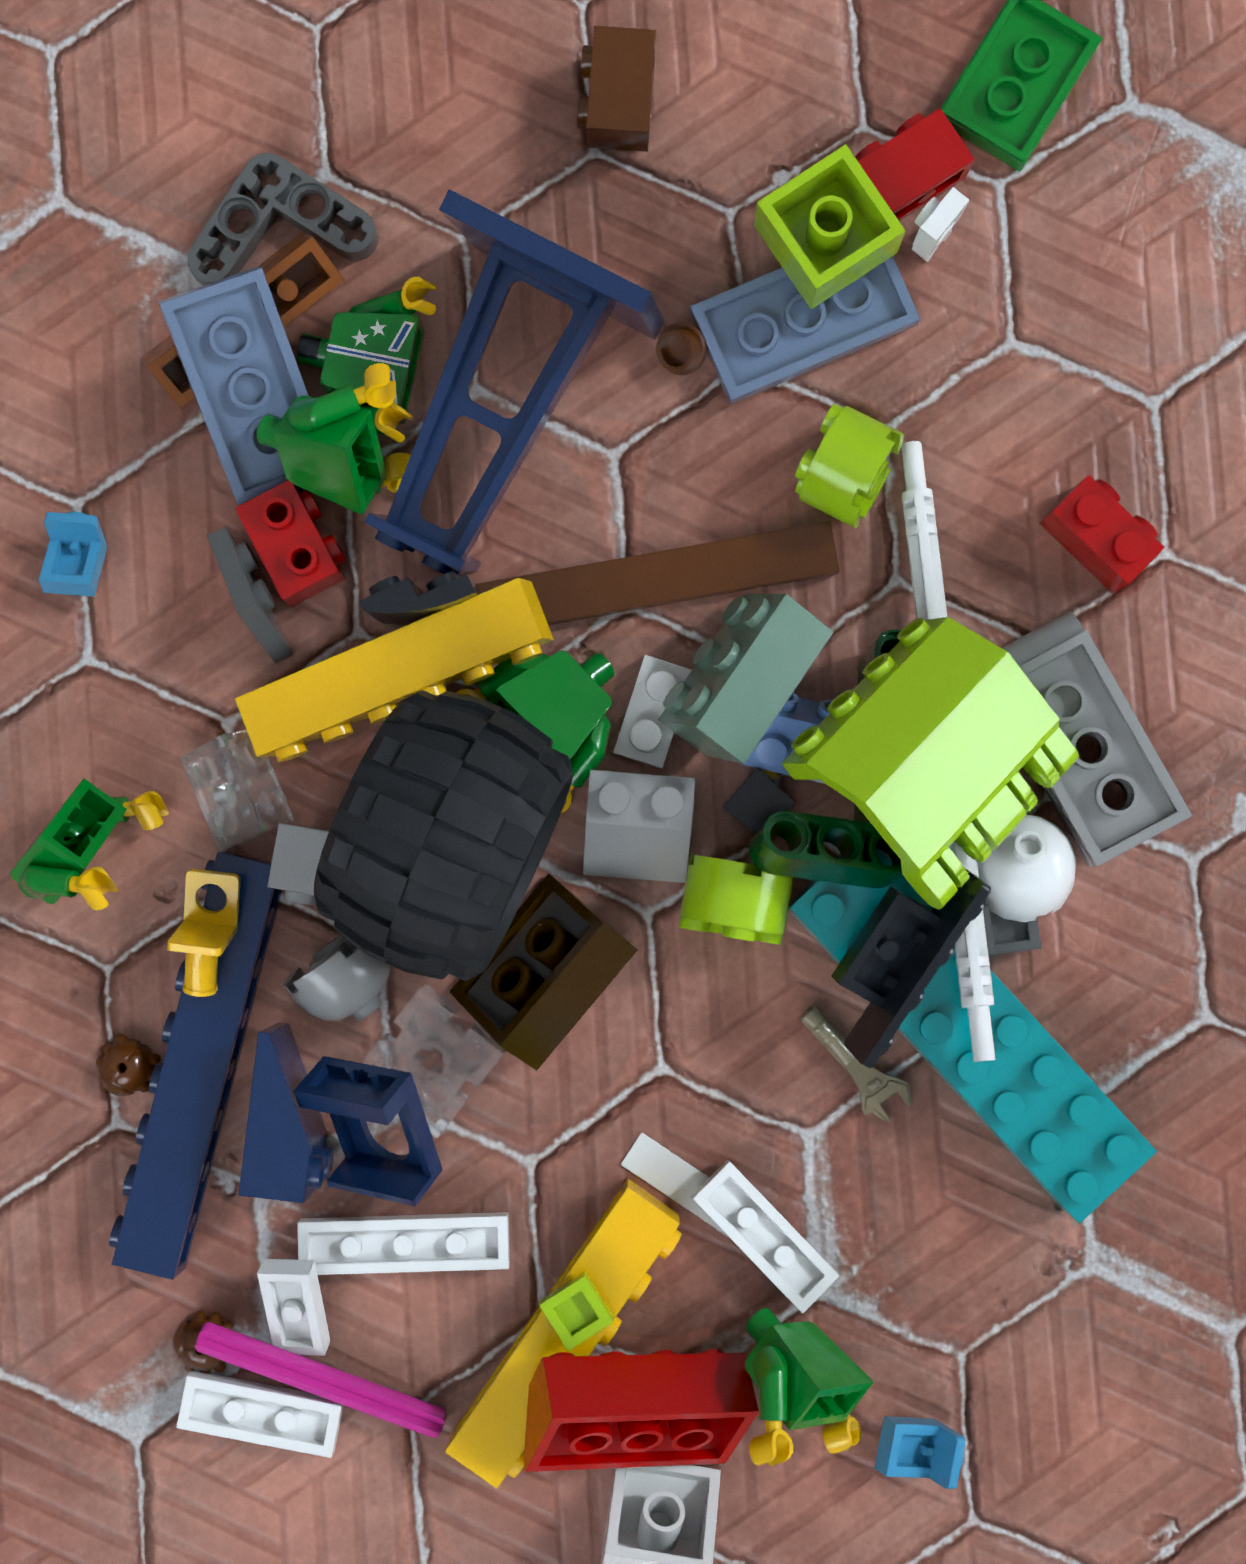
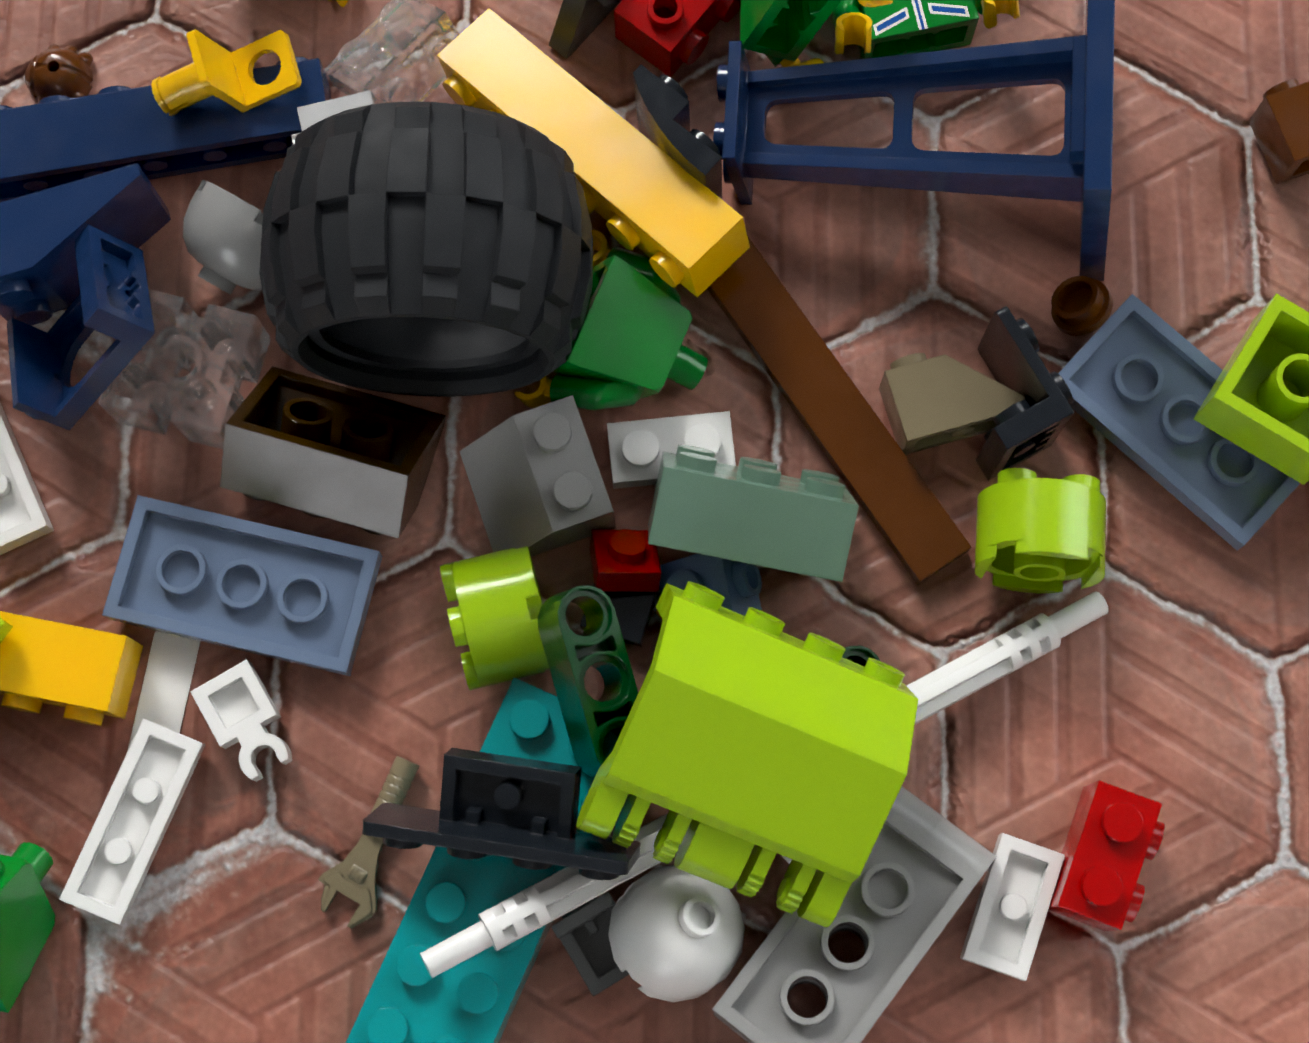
camera: 65 degrees right, 10 degrees down
(618, 1083) = (243, 585): none -> sand blue plate
(710, 490) = (940, 401): none -> dark tan slope
(713, 1123) = (238, 711): none -> white plate
(728, 786) = (624, 561): none -> red plate
(751, 416) = (1030, 424): none -> black bracket
(1107, 615) = (1012, 907): none -> white plate

